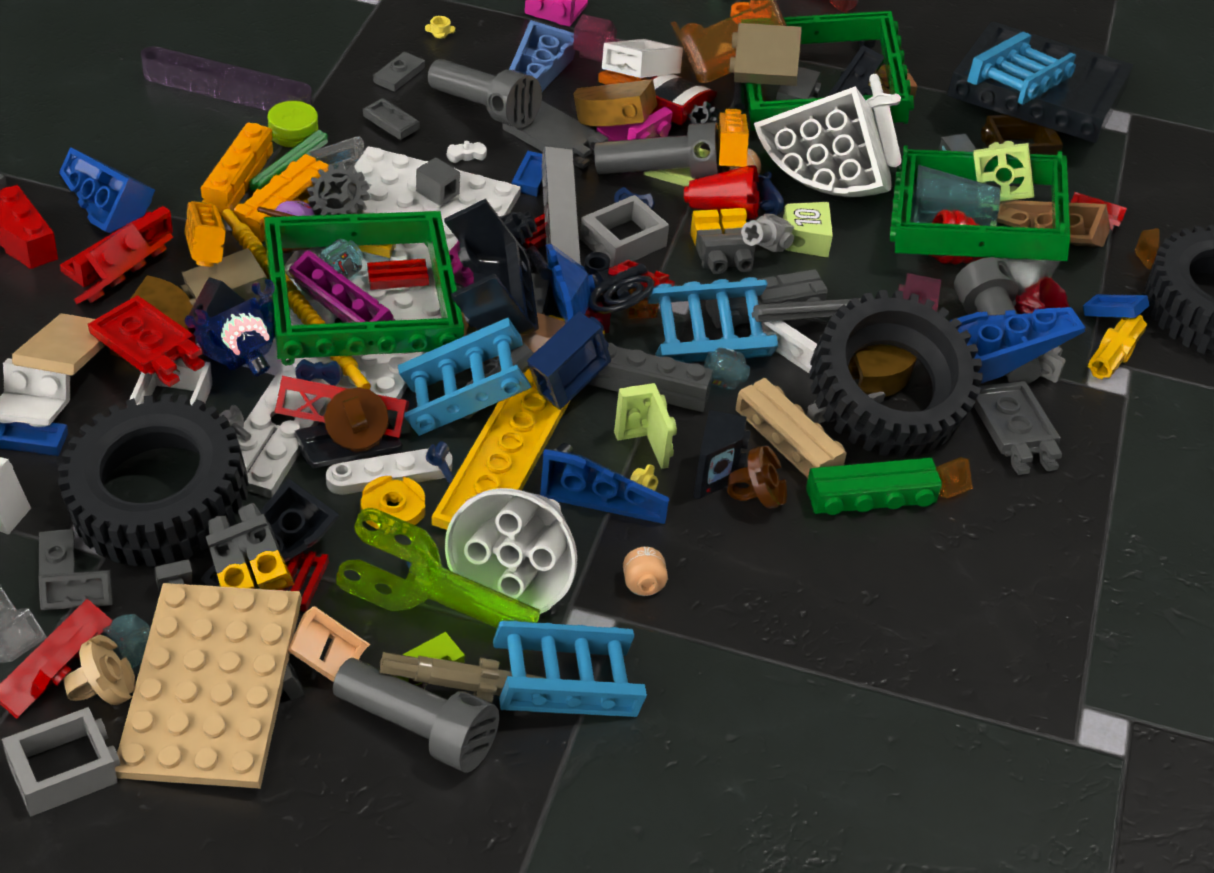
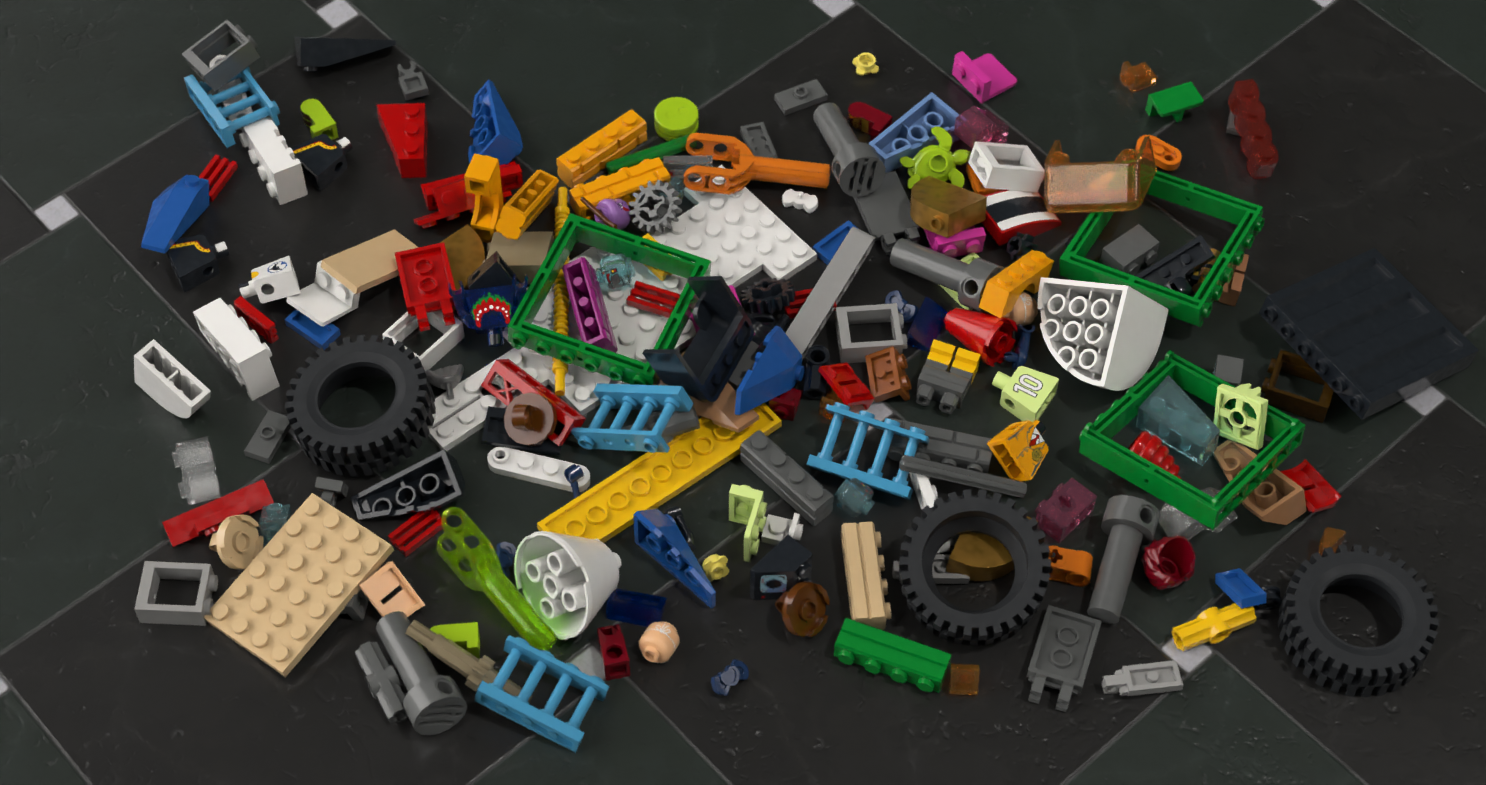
camera: 35 degrees right, 10 degrees up
(73, 588) = (263, 466): dark grey plate -> none
(158, 230) = (485, 182): none -> light orange arch
(220, 79) = (649, 56): clear purple beam -> none
(247, 543) = (382, 496): dark grey hips -> none
(329, 372) = (526, 360): dark blue piece -> none
(379, 741) = (382, 681): none -> dark grey piece
(402, 135) = (748, 167): none -> orange piece
(407, 492) = (526, 511): yellow plate -> none
(437, 181) = (743, 226): dark grey brick -> none
(483, 62) = (868, 119): none -> dark red leg
(569, 359) = (718, 452): dark blue window -> none
(571, 75) = (937, 161): none -> lime animal
(599, 553) = (635, 607): none -> clear blue slope
(605, 599) = (613, 652): none -> dark red leg
(622, 282) = (810, 386): black piece -> none
(667, 256) = (888, 374): none -> dark orange bracket
(670, 208) = (926, 325): none -> clear blue slope
(688, 423) = (778, 528): none -> white bracket
(737, 573) = (729, 677): none -> dark blue piece
(766, 54) = (1101, 212): dark tan brick -> none
(769, 232) = (983, 388): light grey connector -> none
(843, 270) = (1020, 449): none -> light orange torso
(881, 105) = (1169, 303): white sword -> none
(1014, 52) = (1336, 298): dark azure fence -> none
(1016, 339) = (1096, 581): blue wedge -> none
(1052, 364) = (1139, 607): light grey bracket -> none
(1100, 412) = (1144, 679): none -> light grey hinge

